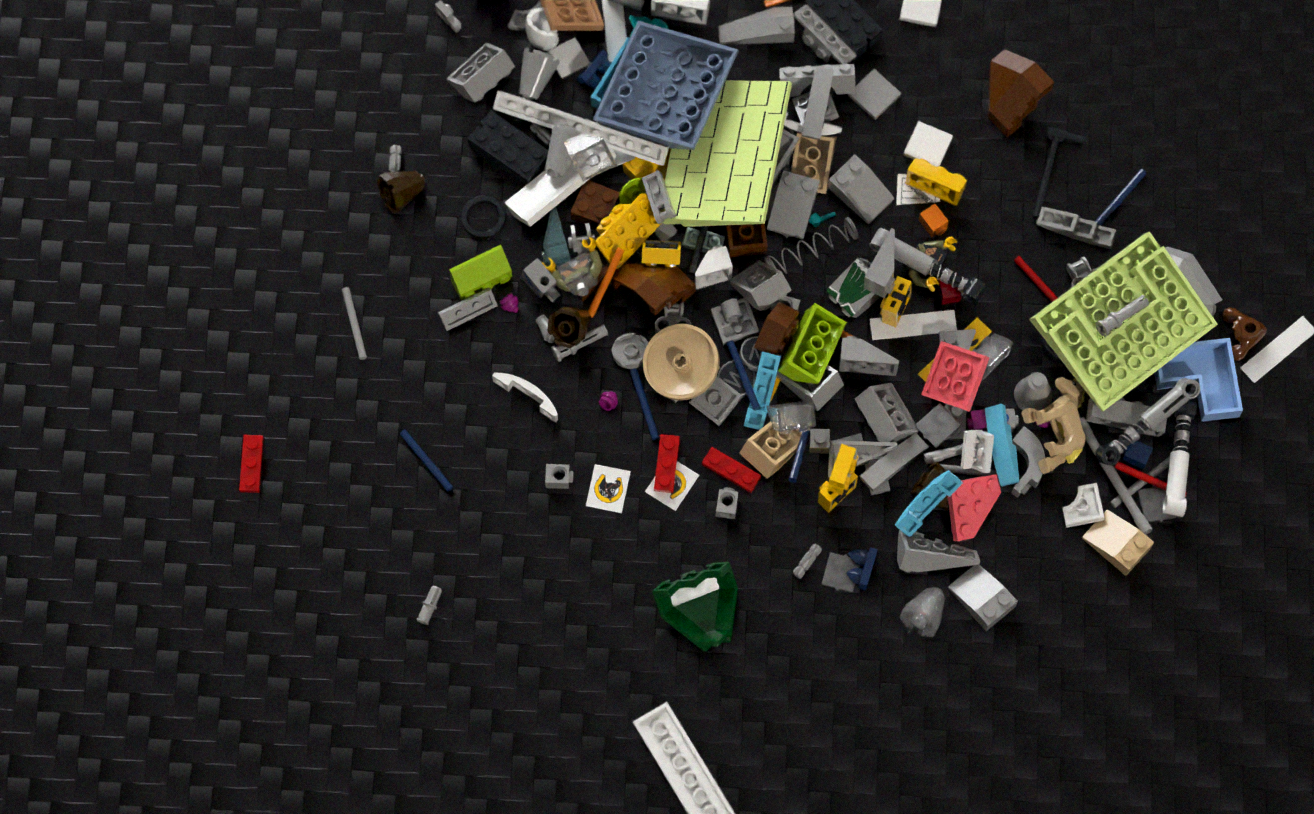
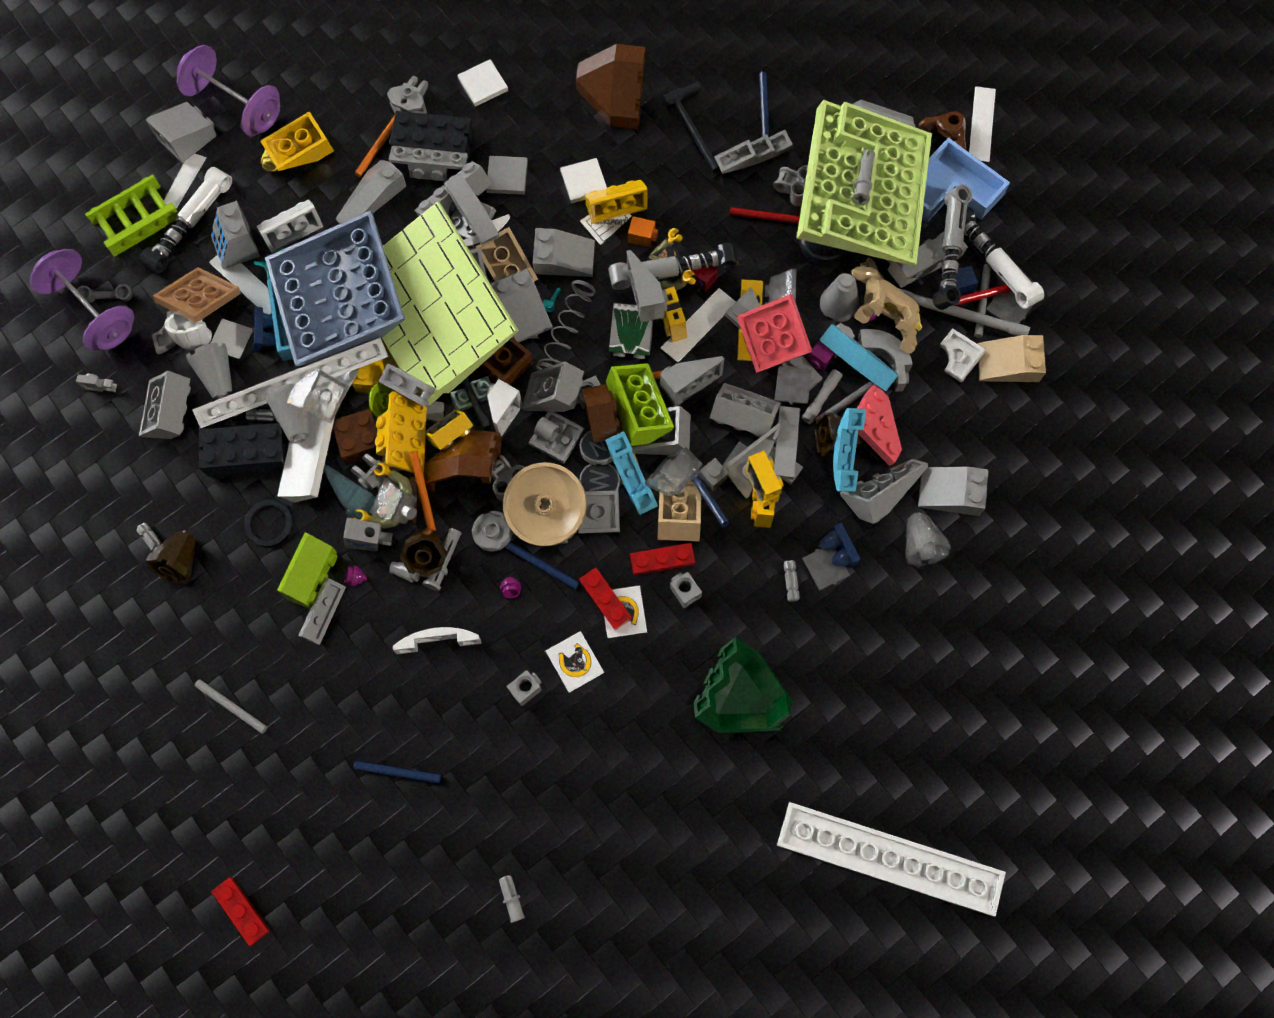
camera: 40 degrees left, 0 degrees up
(743, 375) = (604, 473): dark blue bar -> none
(977, 450) = (845, 377): white bracket -> none

